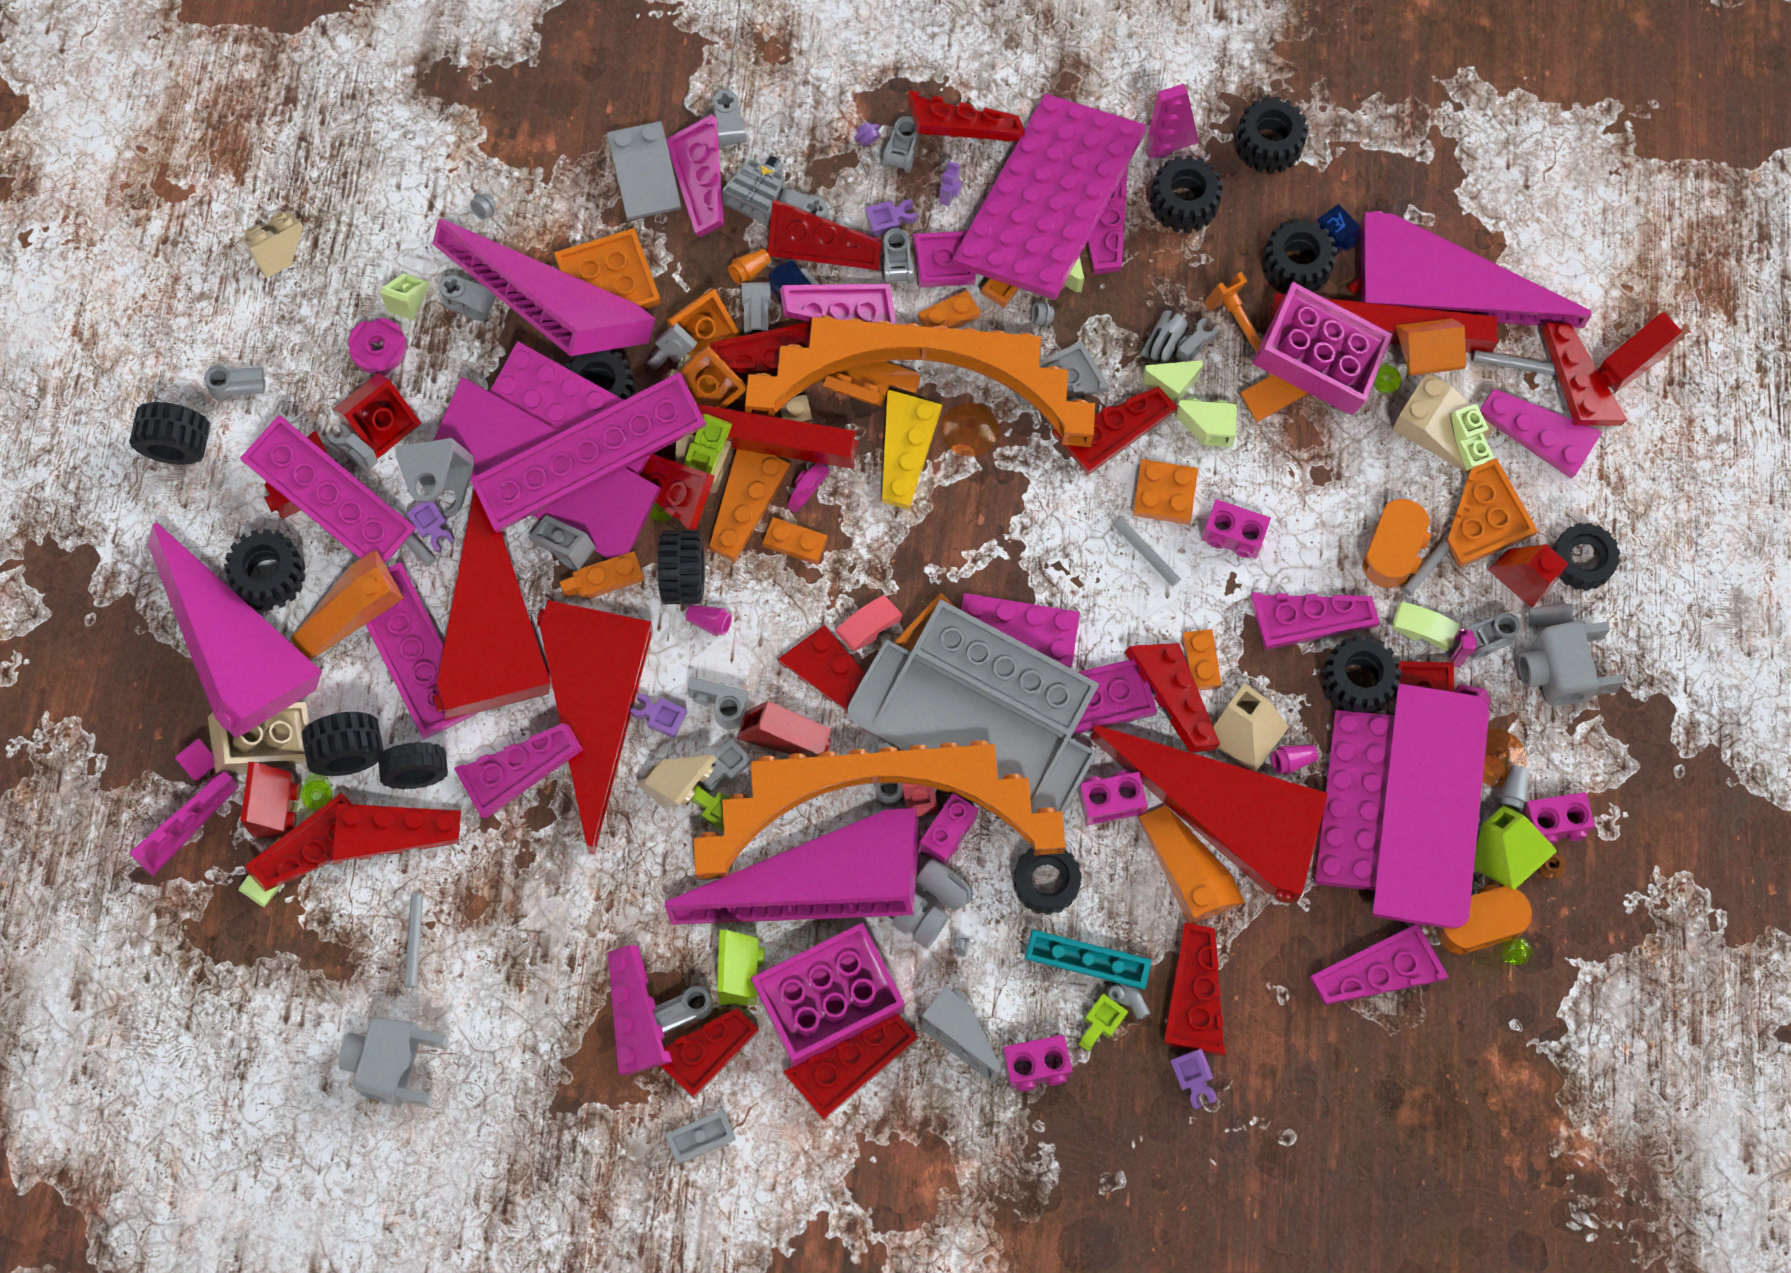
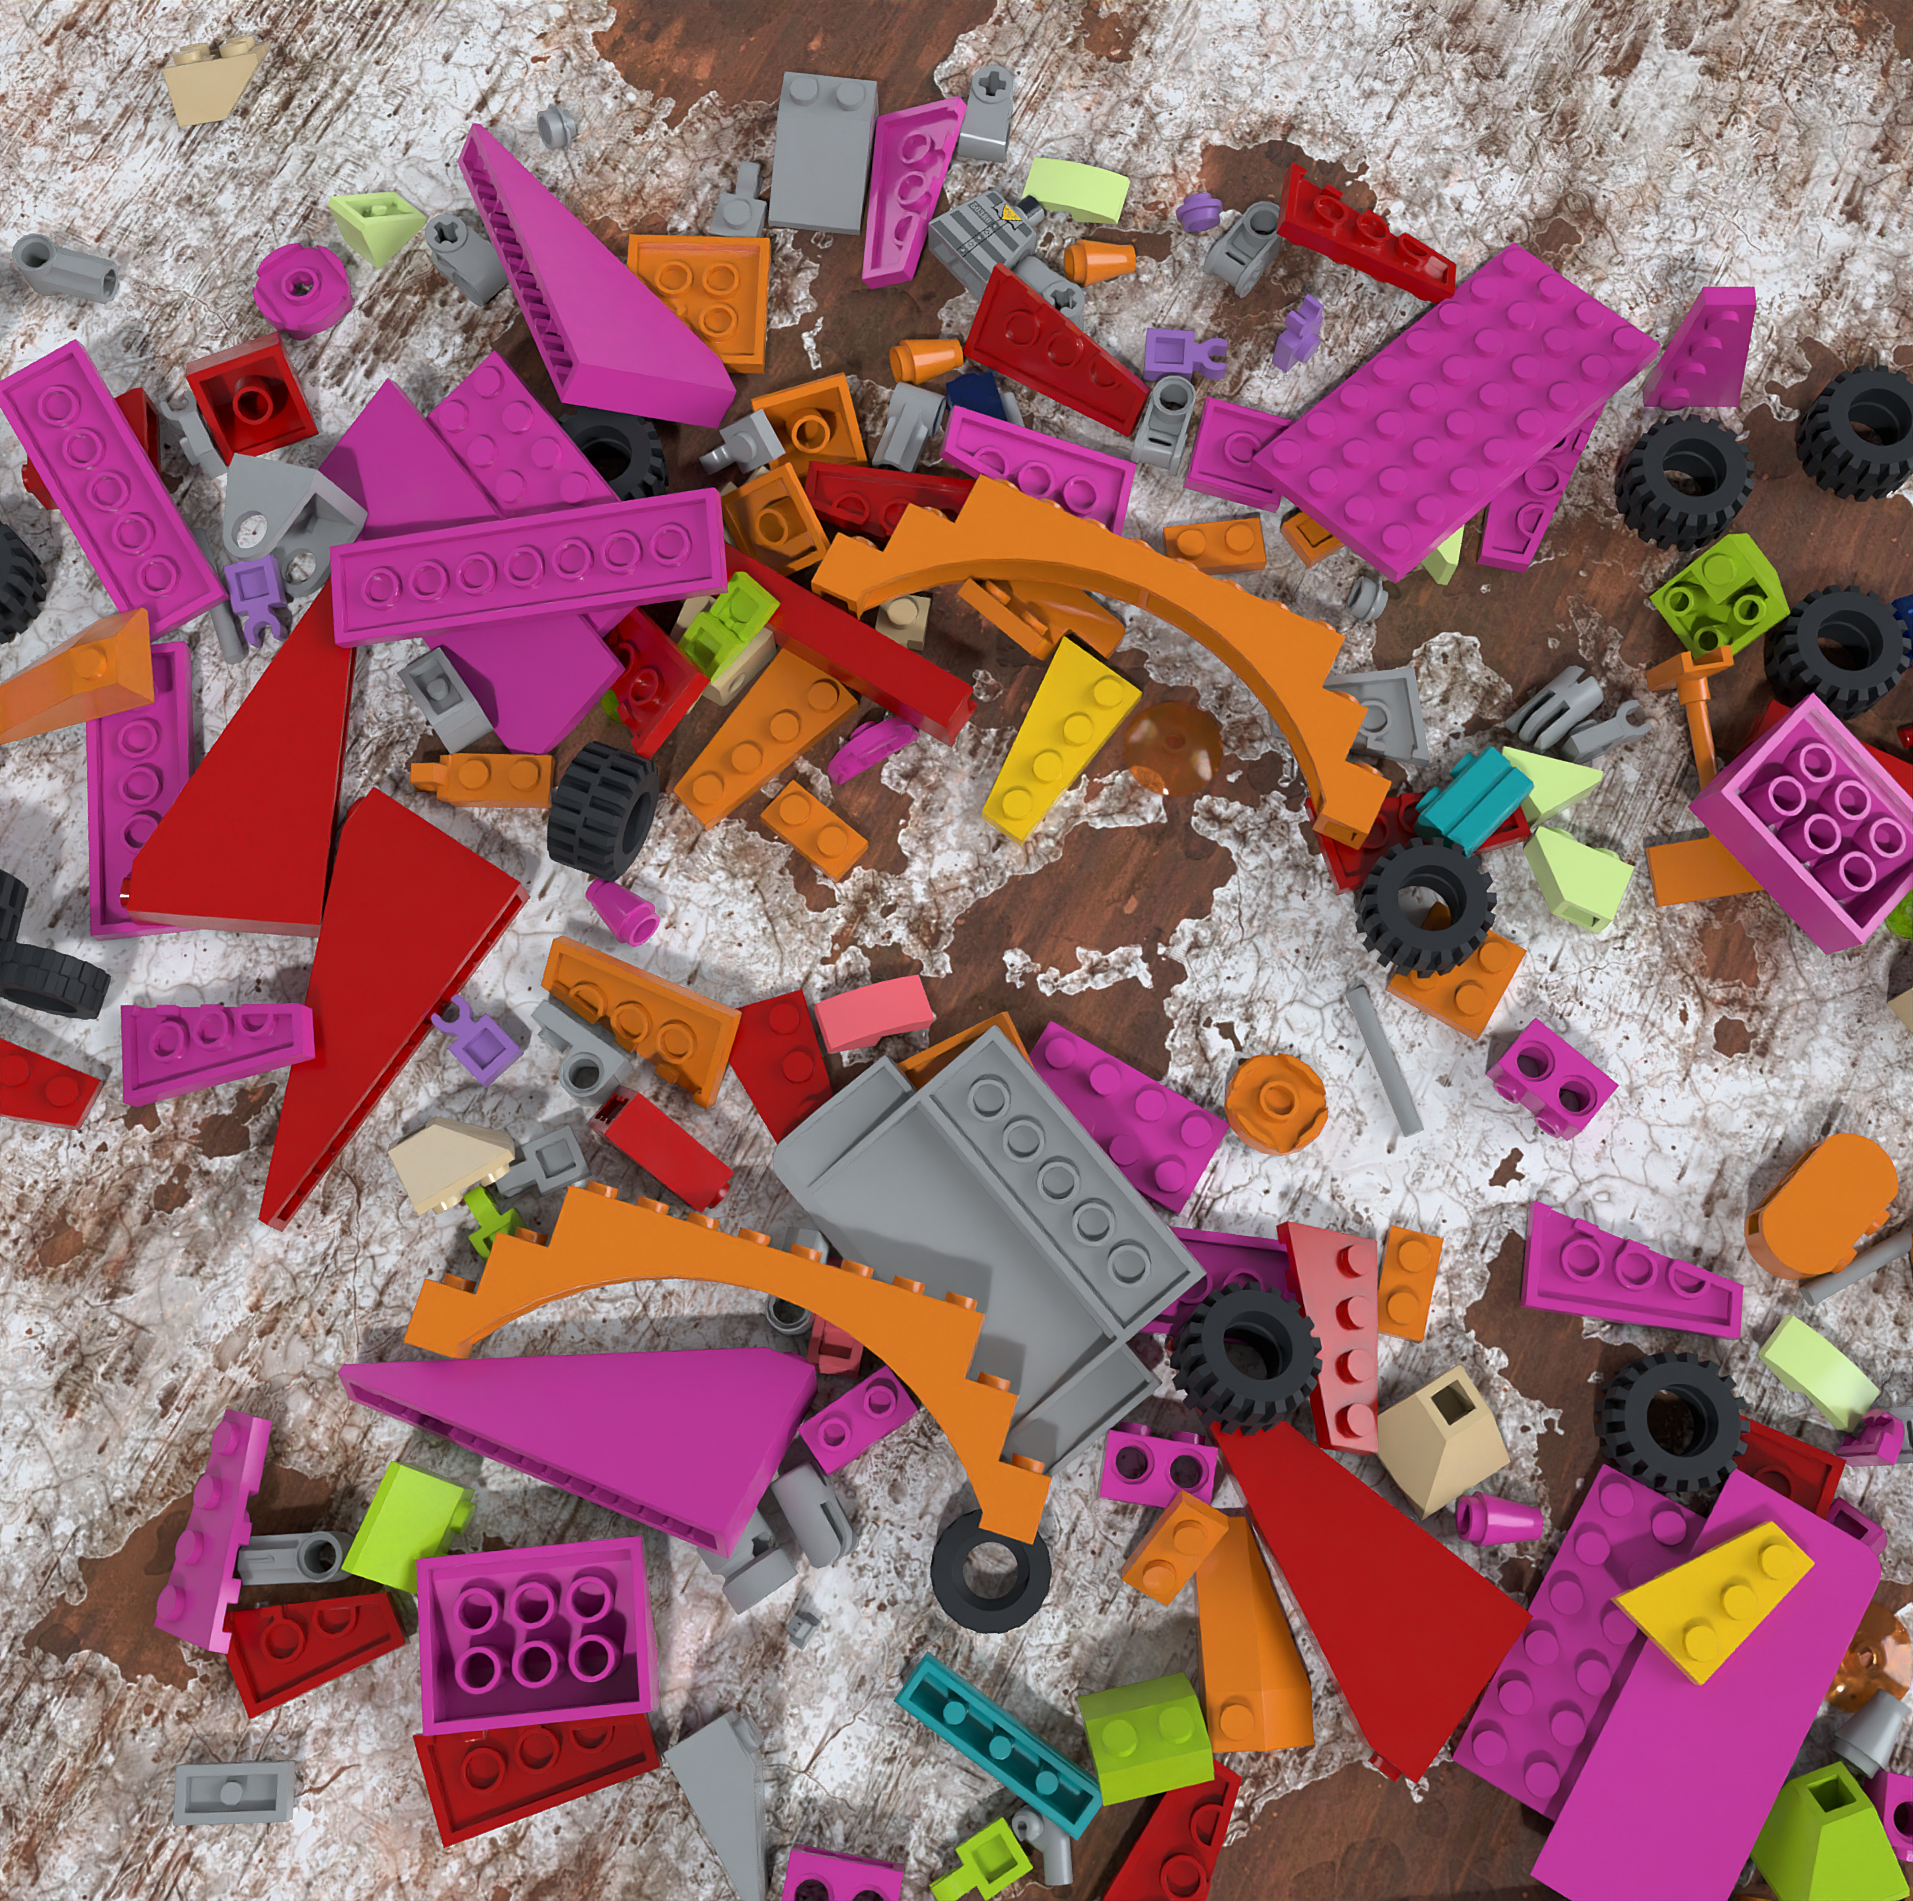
camera: 25 degrees right, 5 degrees up
(609, 220) = (741, 213): none -> light grey plate
(750, 667) = (658, 1019): none -> orange wing
(794, 143) = (1077, 188): none -> yellowish green slope
(821, 180) = (1095, 261): none -> orange cone
(1099, 593) = (1276, 1104): none -> orange tile
(1130, 736) = (1273, 1331): none -> black tyre
(1136, 830) = (1174, 1548): none -> orange plate
(1141, 403) = (1475, 803): none -> teal brick
(1143, 442) = (1446, 874): none -> black tyre
(1161, 925) = (1146, 1738): none -> lime slope
(1229, 248) = (1723, 597): none -> lime slope
(1412, 748) = (1716, 1599): none -> yellow wing

